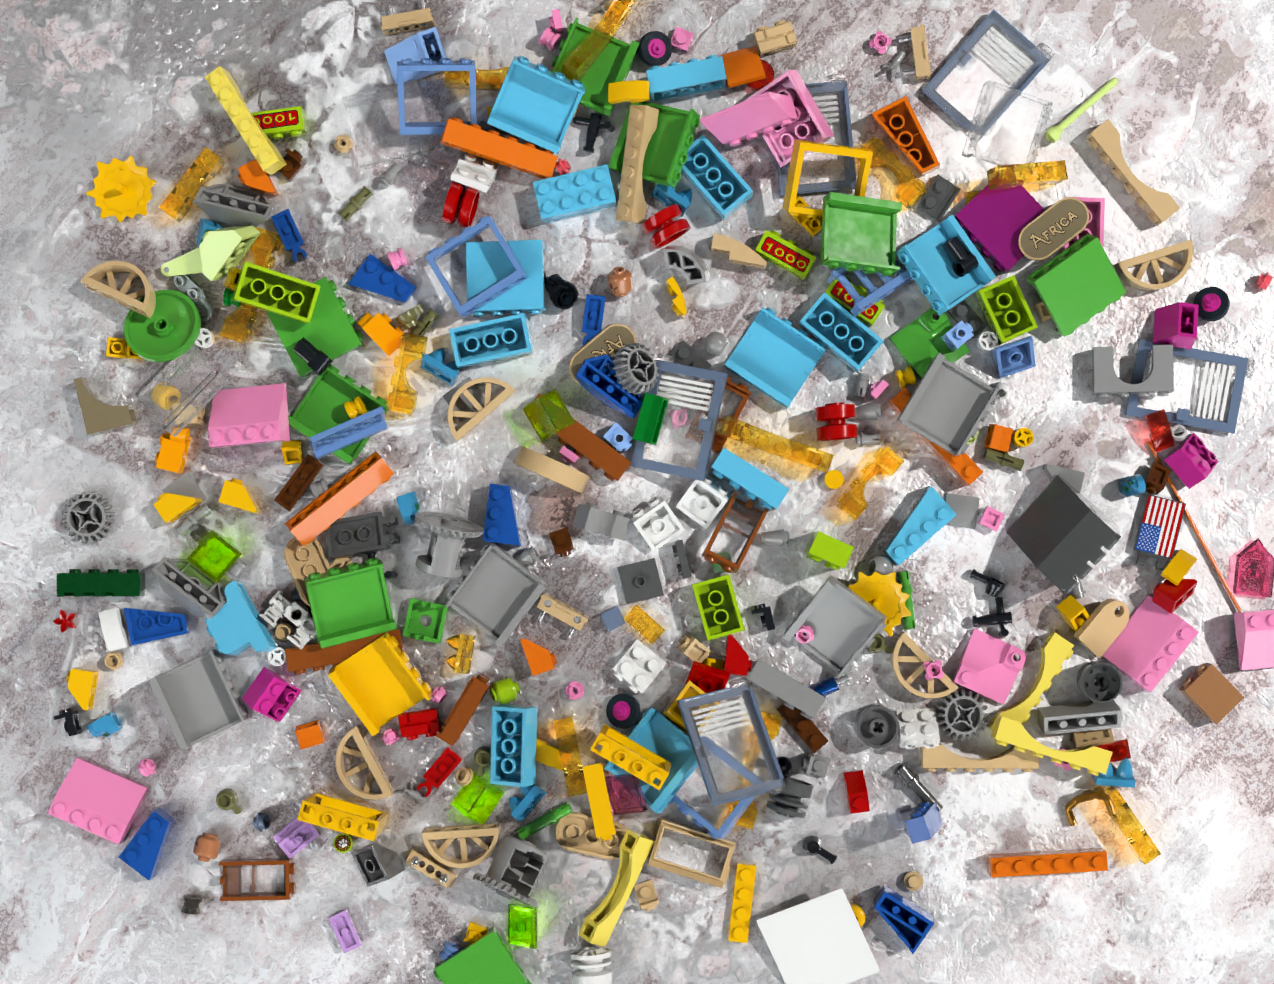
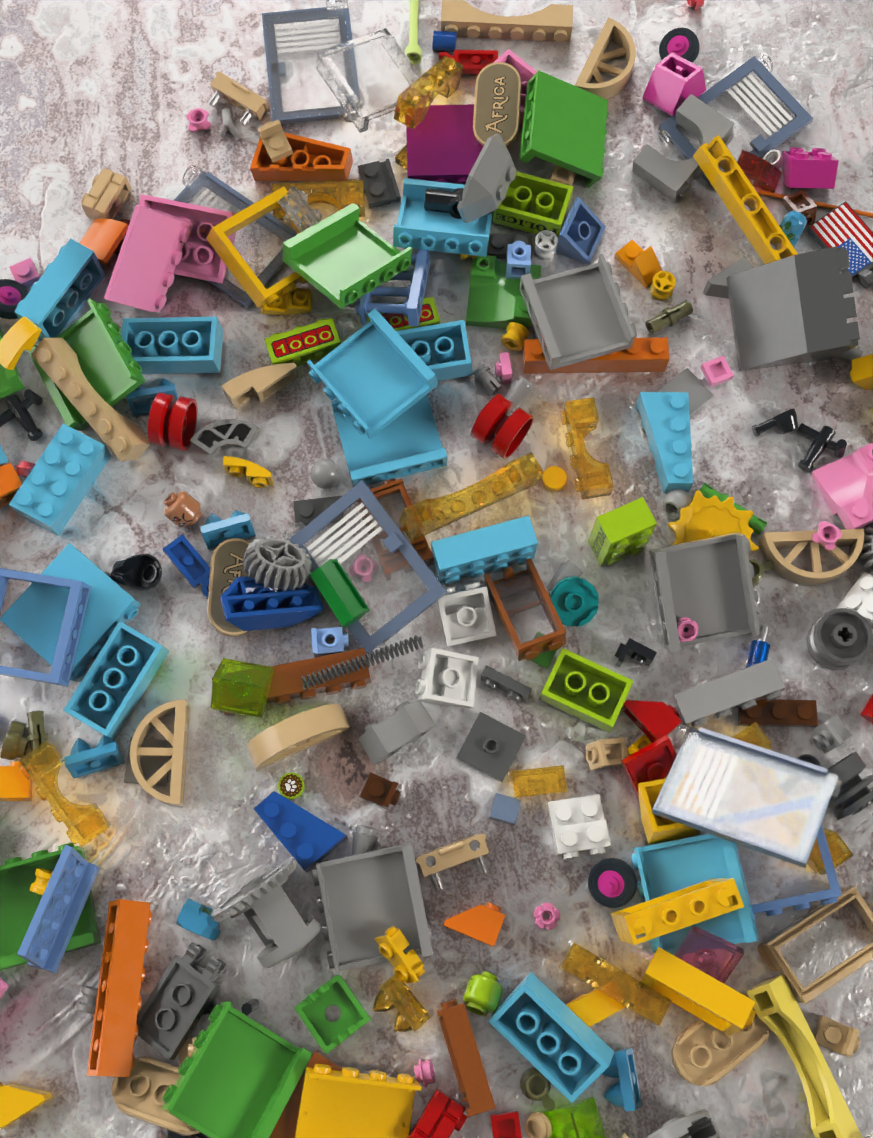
camera: 50 degrees left, 15 degrees down
(292, 452) = (26, 996): yellow slope -> none
(299, 482) = (63, 1019): reddish brown plate -> none
(482, 638) = (406, 966): none -> yellow hinge
(521, 490) = (291, 786): none -> tile
(545, 820) = (662, 1079): bright green pin -> none
(568, 456) = (300, 704): bright pink plate -> none
(614, 466) = (361, 662): none -> dark grey piece
(626, 315) = (219, 530): none -> dark azure tile
(765, 556) = (574, 601): none -> teal tile
(797, 319) = (373, 376): none -> medium azure panel
(863, 176) = (298, 210): none -> clear hips
(867, 439) = (543, 416): light grey pin -> none
(901, 114) = (275, 140): none -> tan bracket
(993, 273) = (487, 180): none -> light grey wedge
(998, 438) = (645, 305): orange piece -> none
(1027, 409) = (639, 262): none -> light orange slope
(1080, 145) = (444, 41): none -> blue piece
(1081, 177) = (472, 60): none -> red plate
(1124, 432) = (738, 191): none -> yellow piece

